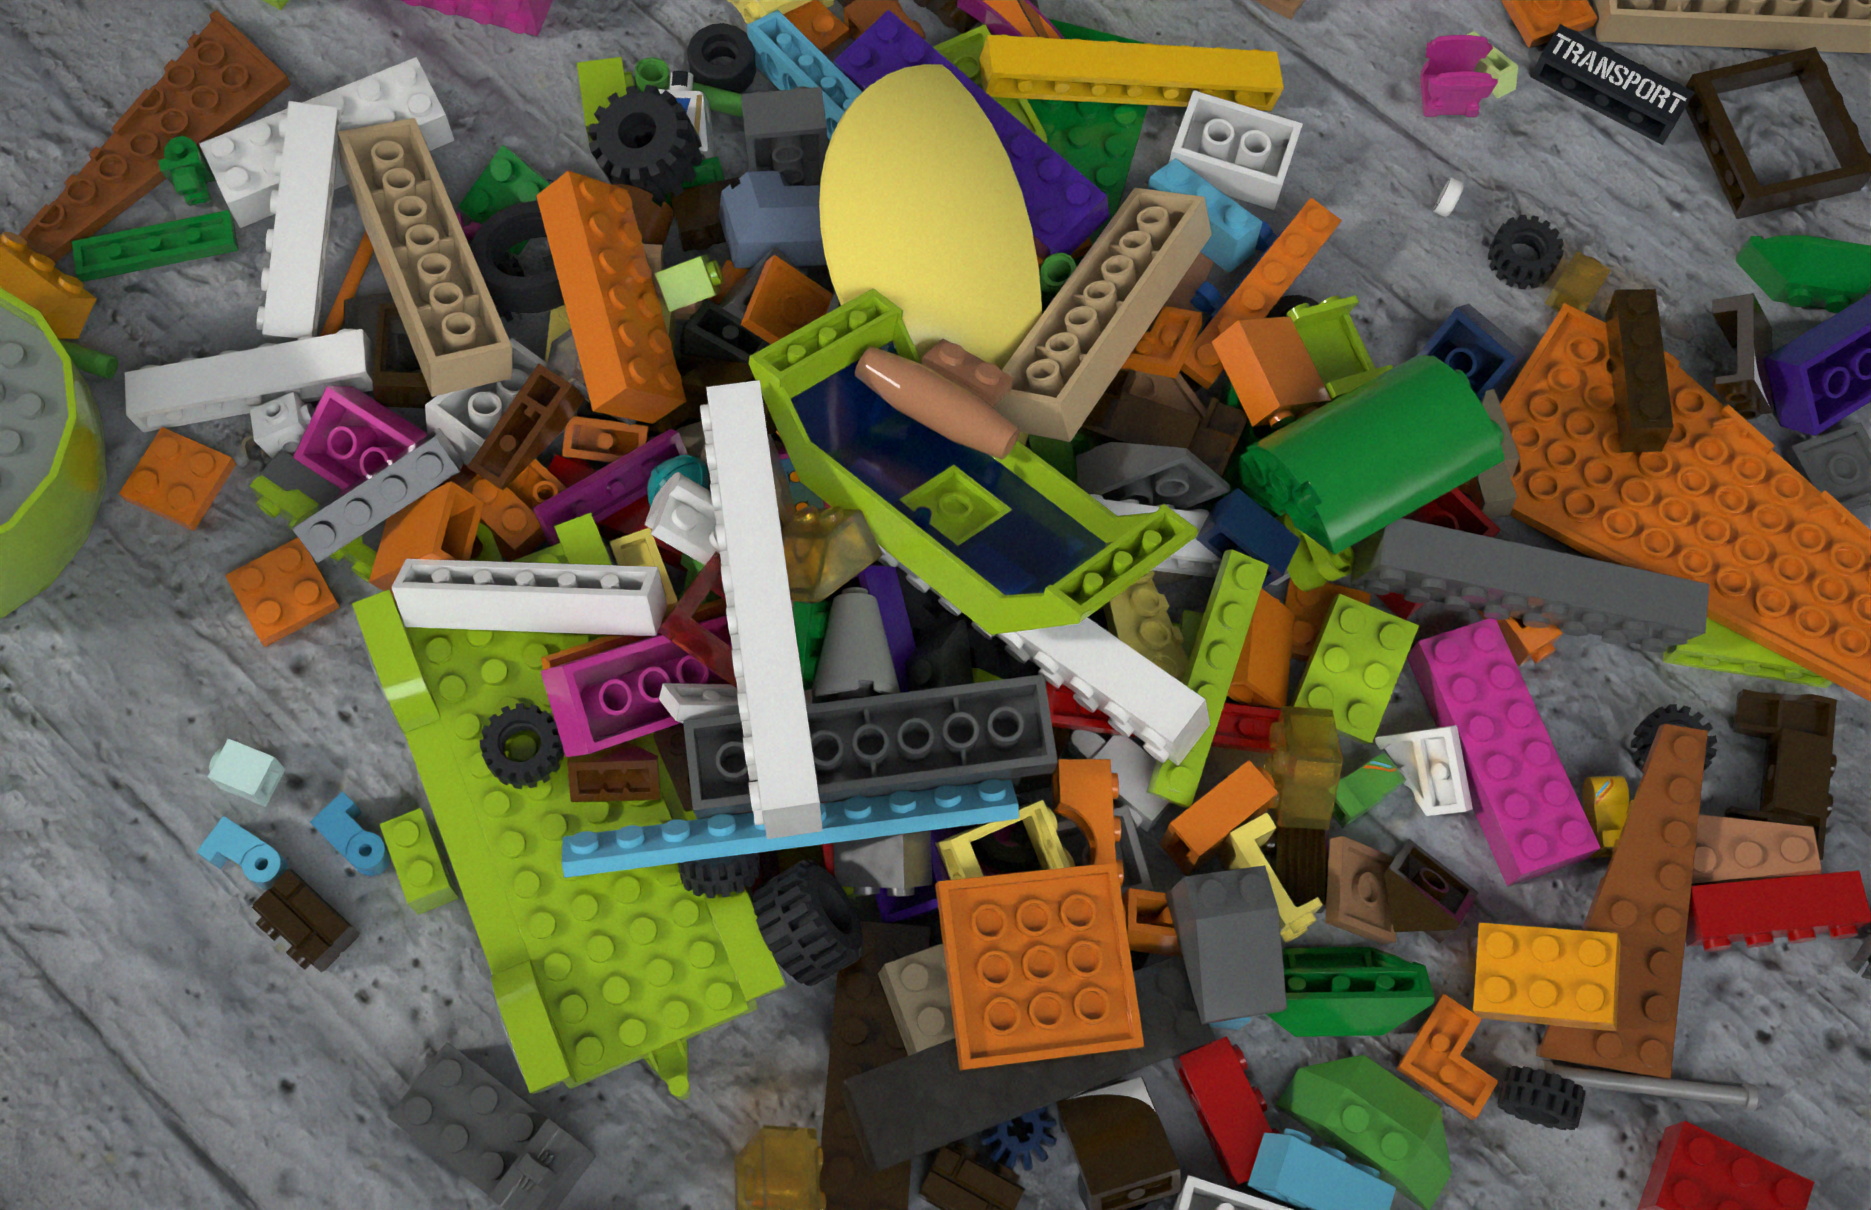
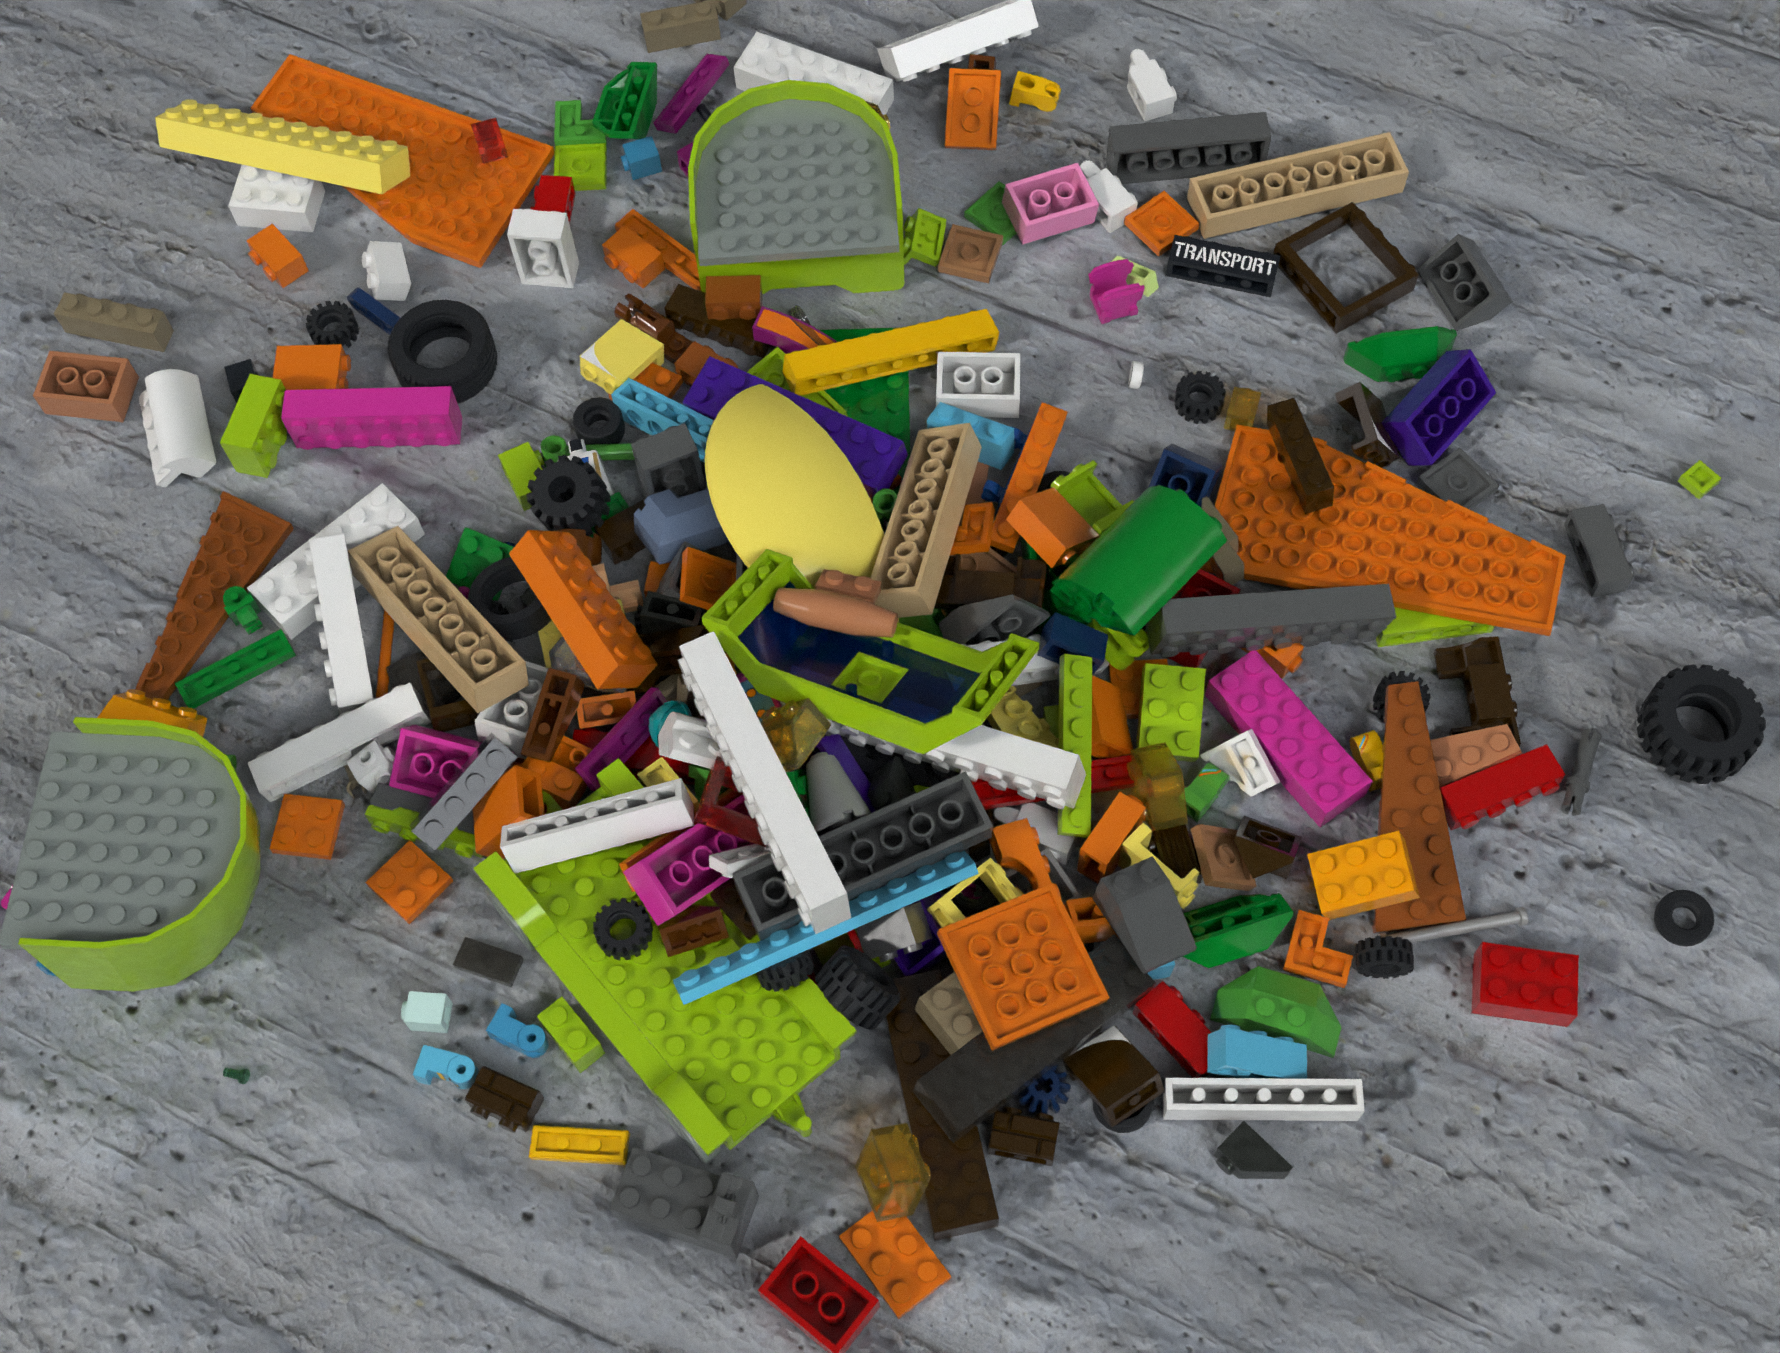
camera: 10 degrees left, 5 degrees down
(347, 729) = (488, 962): none -> clear smoke plate
(384, 1012) = (579, 1145): none -> yellow tile
(690, 282) = (633, 582): lime brick -> none

